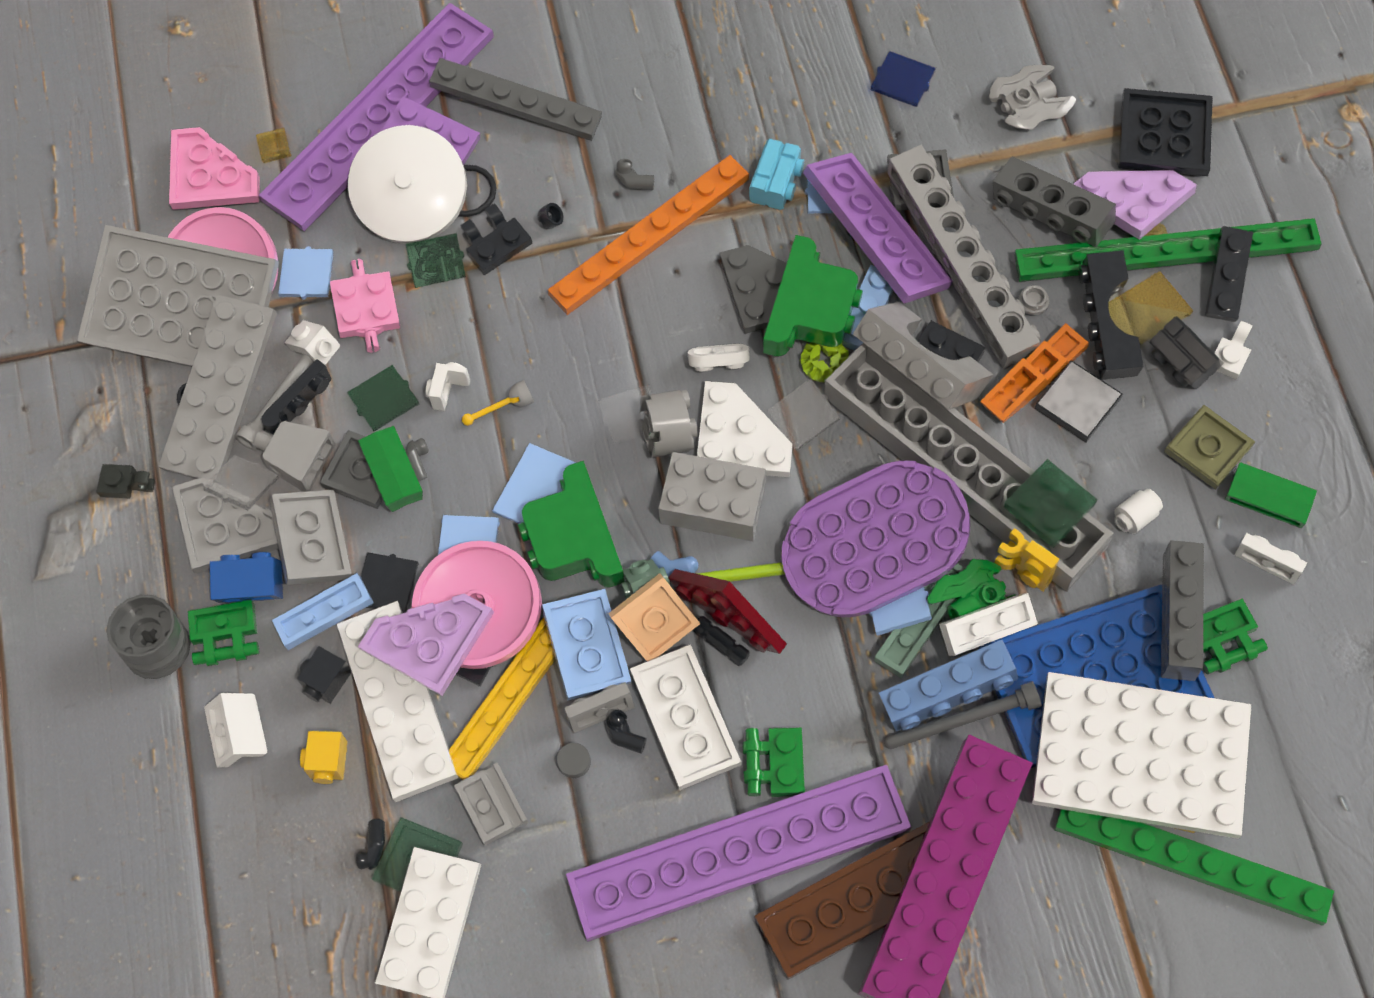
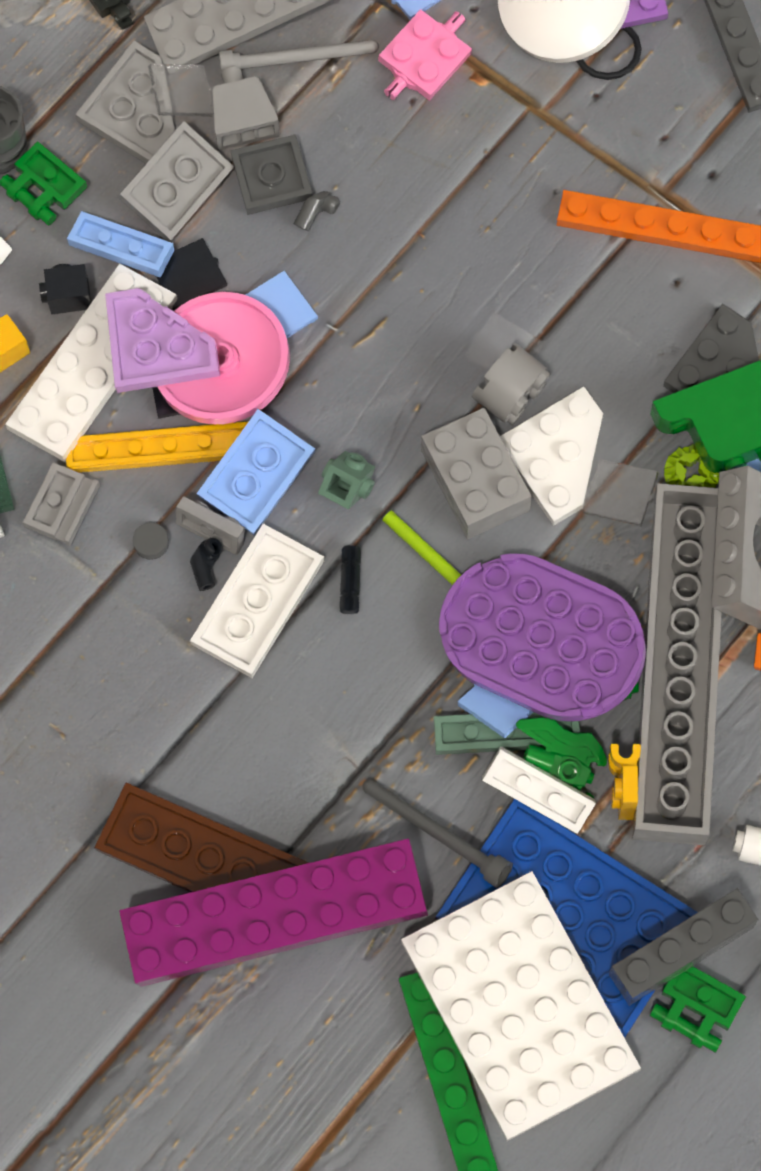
camera: 50 degrees right, 5 degrees up
(246, 579) = (98, 163): blue brick -> none
(297, 396) = (292, 70): black plate -> none
(313, 341) = (354, 43): white bracket -> none
(383, 398) = (352, 139): clear green piece -> none
(391, 468) = (283, 194): green piece -> none
(435, 260) = (517, 78): clear green piece -> none
(444, 376) = (400, 173): white bracket -> none
(498, 246) = (572, 116): black plate -> none
(518, 395) = (443, 244): hinge -> none
(532, 479) = (370, 325): light blue piece -> none
(555, 219) = (638, 143): black hinge -> none
(571, 532) = (349, 382): green brick -> none
(631, 179) = (735, 174): dark grey arm -> none
(654, 618) = (319, 508): light nougat plate -> none
(687, 564) = (385, 494): medium blue arm -> none
(727, 608) = (374, 563): dark red plate -> none
(729, 355) = (617, 379): white plate -> none
(737, 852) = (174, 732): medium lavender plate -> none
(786, 762) = (284, 711): green plate -> none
(949, 685) = (452, 796): medium blue brick -> none
(1050, 503) = (691, 759): clear green plate -> none

